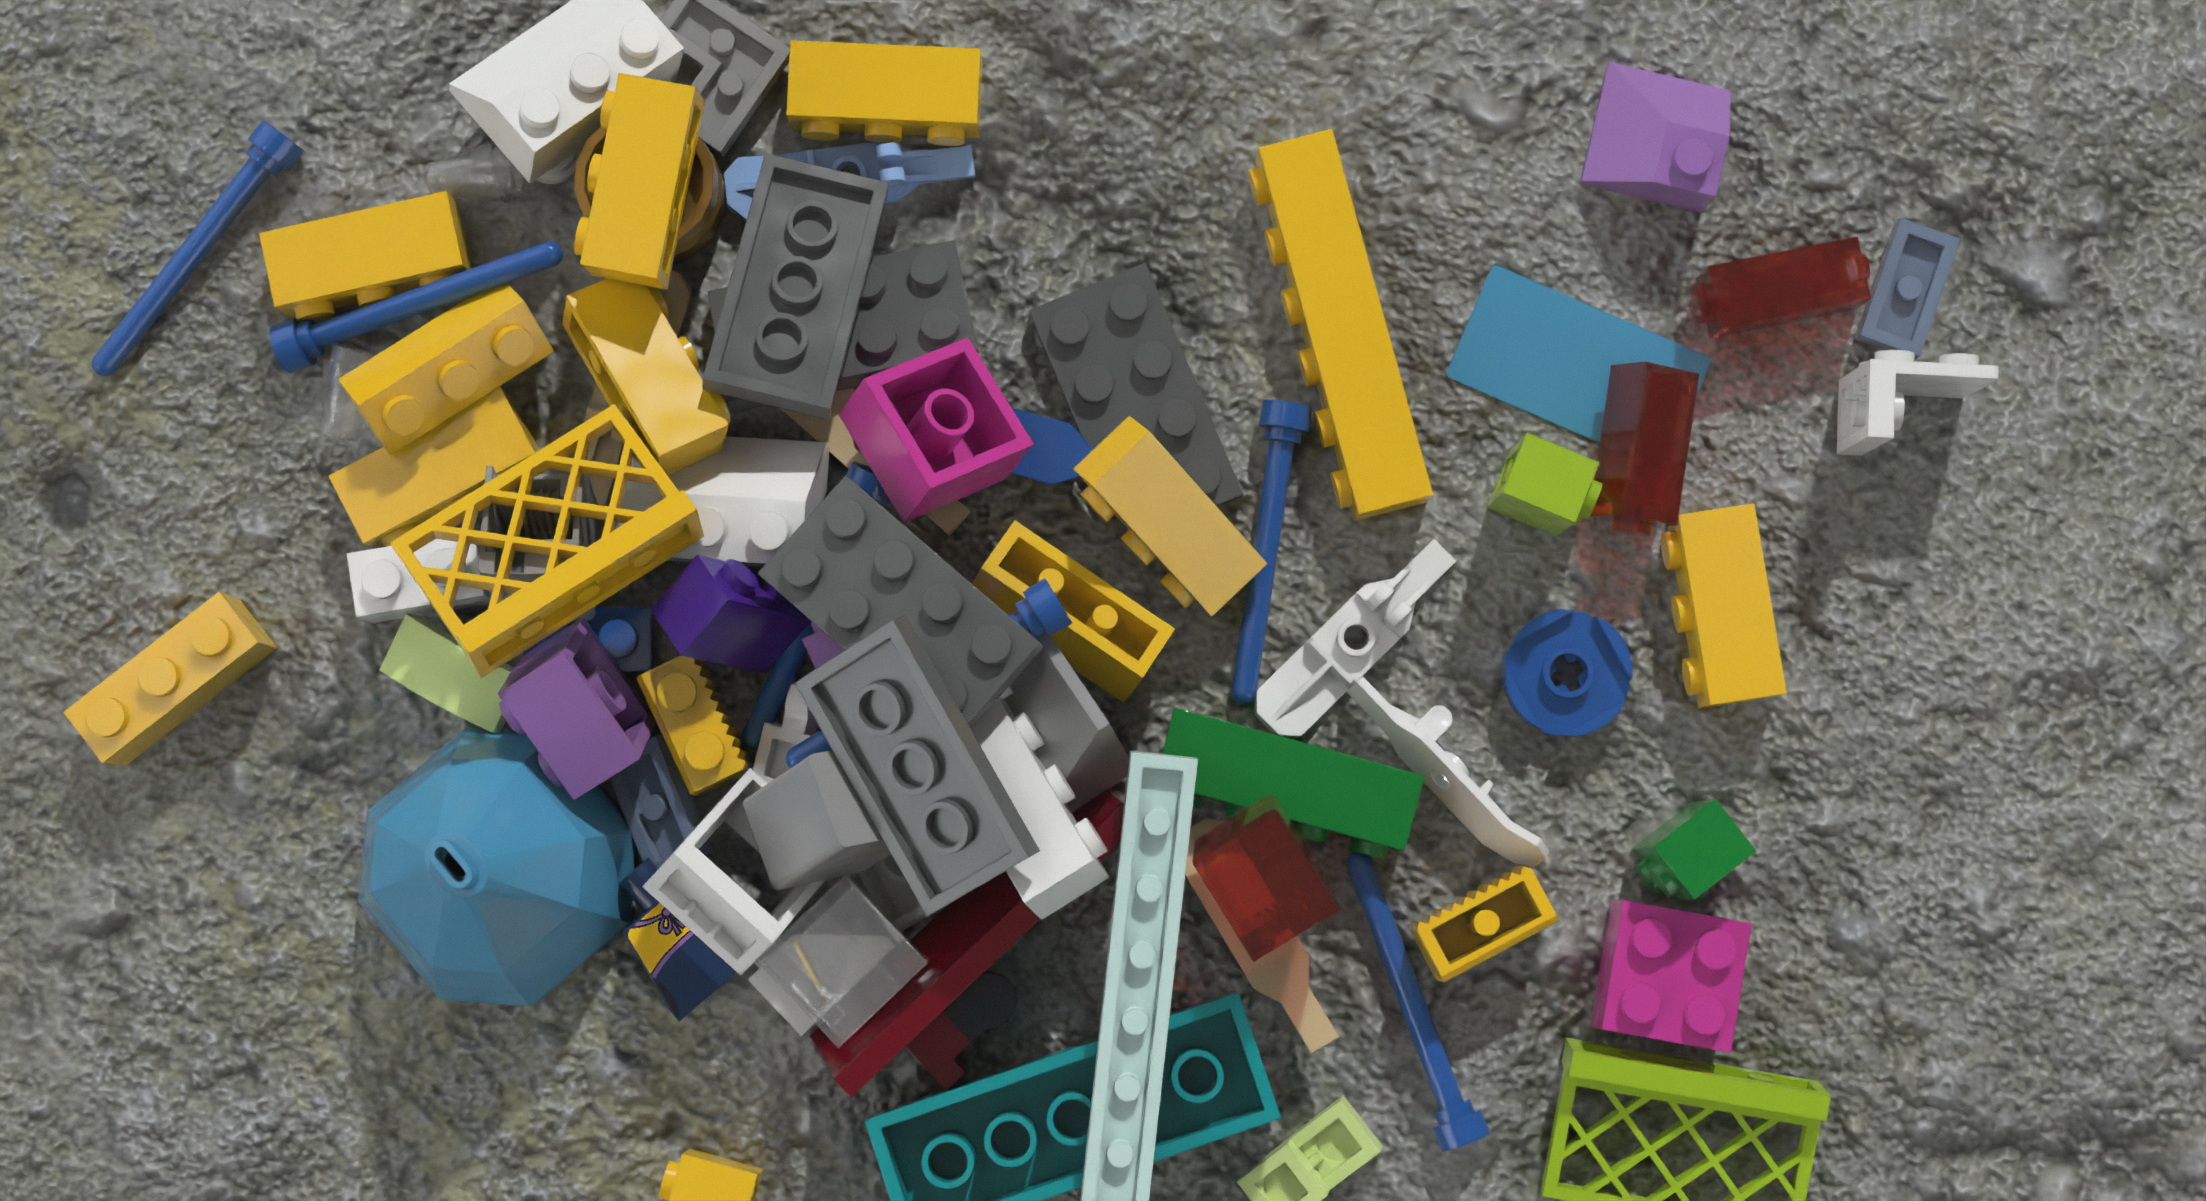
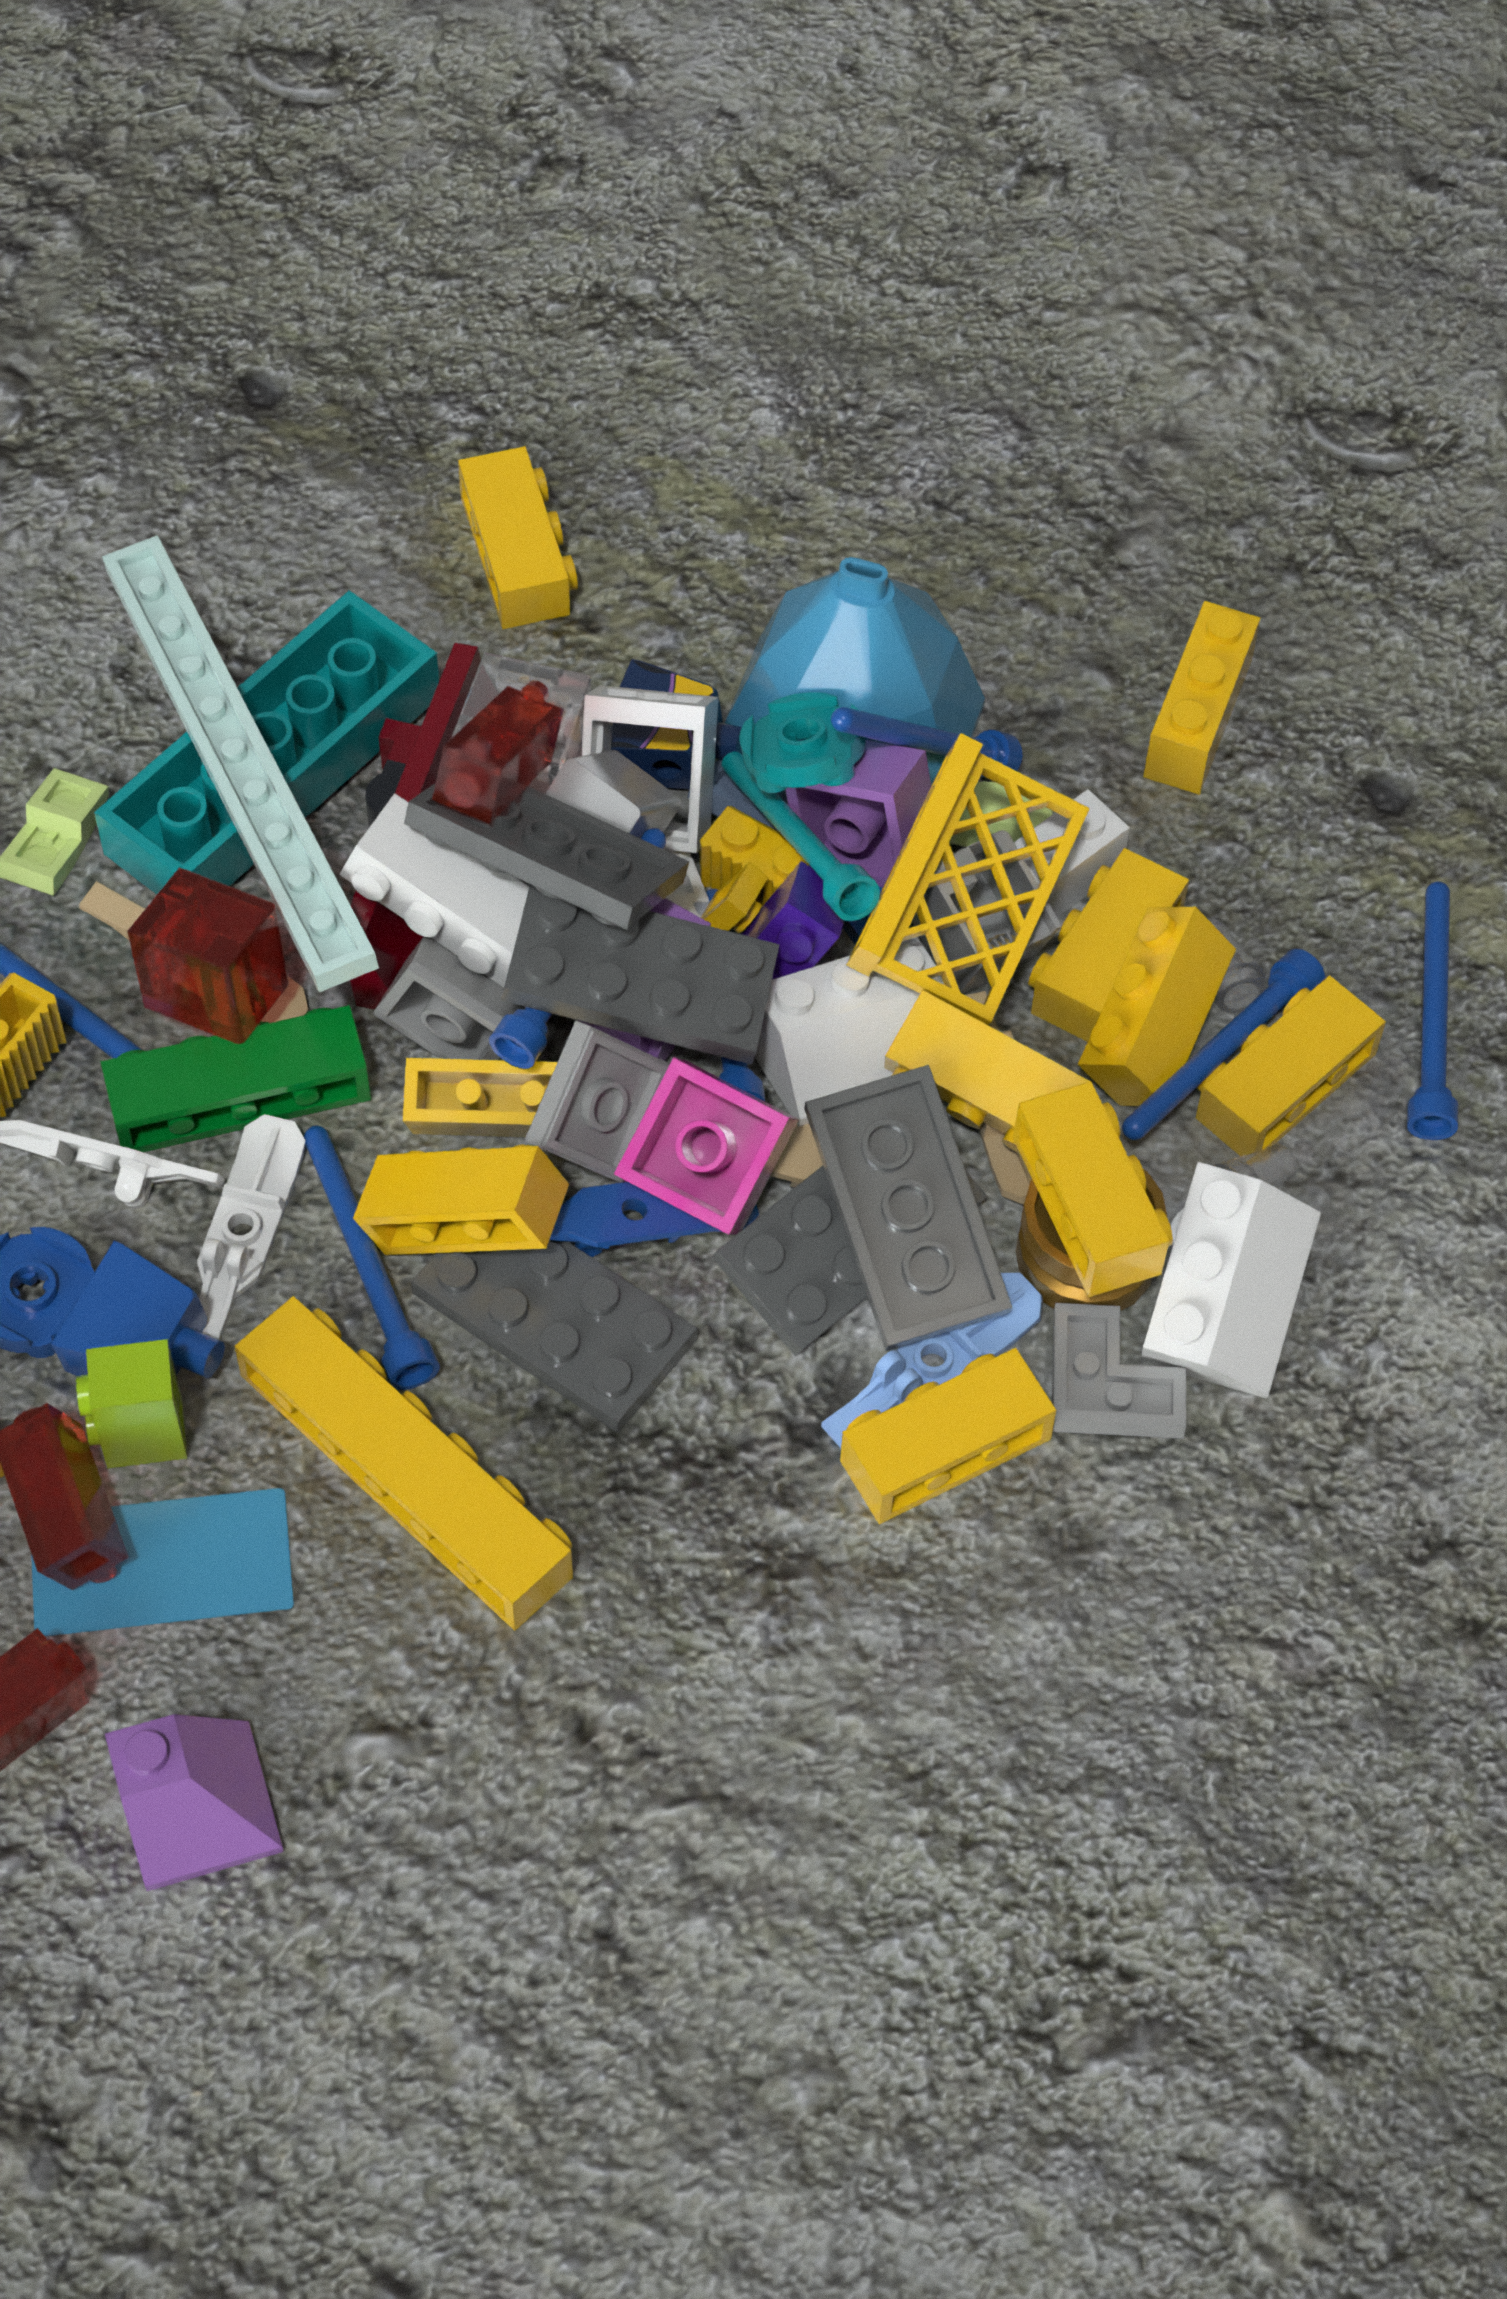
camera: 150 degrees right, 25 degrees down
(408, 734) = (996, 744): none -> blue piece
(599, 733) = (782, 762): none -> teal plate
(665, 583) = (846, 887): none -> teal piece
(754, 686) = (735, 901): none -> yellow plate
(909, 875) = (499, 752): none -> clear red brick
(1006, 521) = (595, 1100): none -> light grey tile
(1498, 574) = (137, 1303): none -> blue torso

